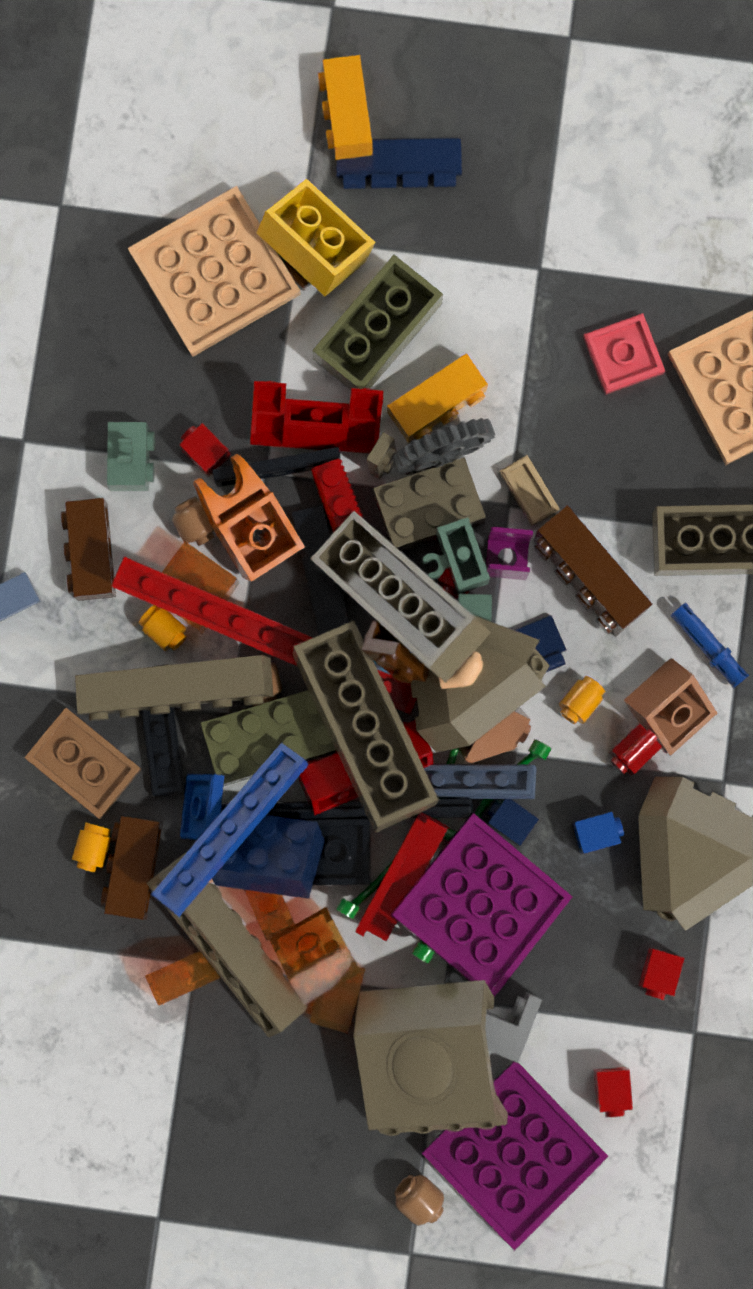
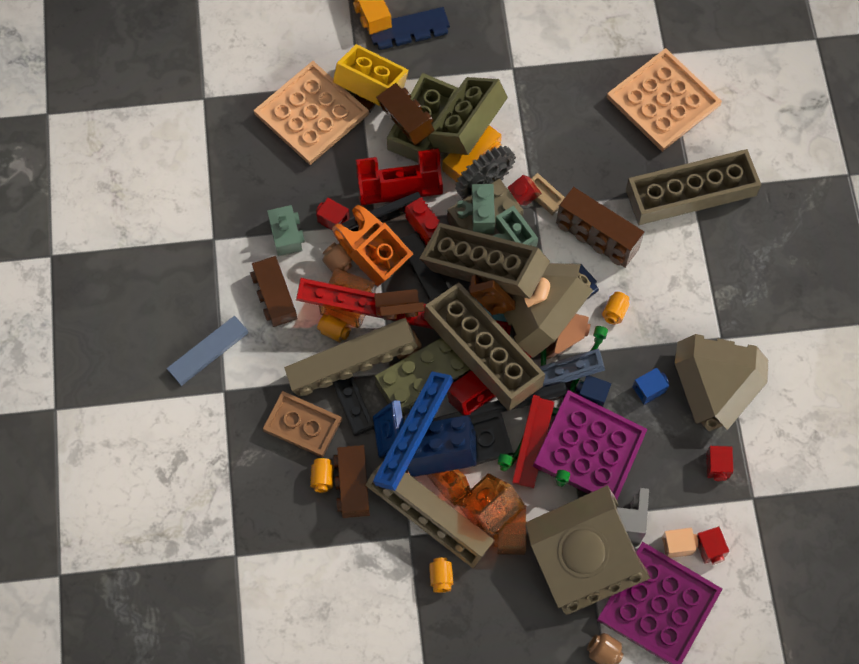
camera: 15 degrees left, 15 degrees down
(181, 977) = (404, 543): clear orange slope -> none
(222, 1035) = (441, 575): none -> light orange brick
(257, 631) = (398, 302): none -> reddish brown bracket
(348, 322) = (406, 113): none -> reddish brown brick
(381, 456) = (447, 190): dark tan plate -> none
(420, 507) = (481, 208): none -> sand green brick
(442, 344) = (467, 115): none -> olive brick
(497, 483) = (524, 190): none -> red brick
(513, 539) = (543, 226): magenta piece -> none
(569, 1074) = (679, 542): none -> light nougat brick
(624, 353) = (579, 103): coral tile -> none
(634, 750) = (659, 328): red brick -> none
(671, 705) = (674, 297): nougat slope -> none
(709, 645) = (690, 259): blue pin -> none

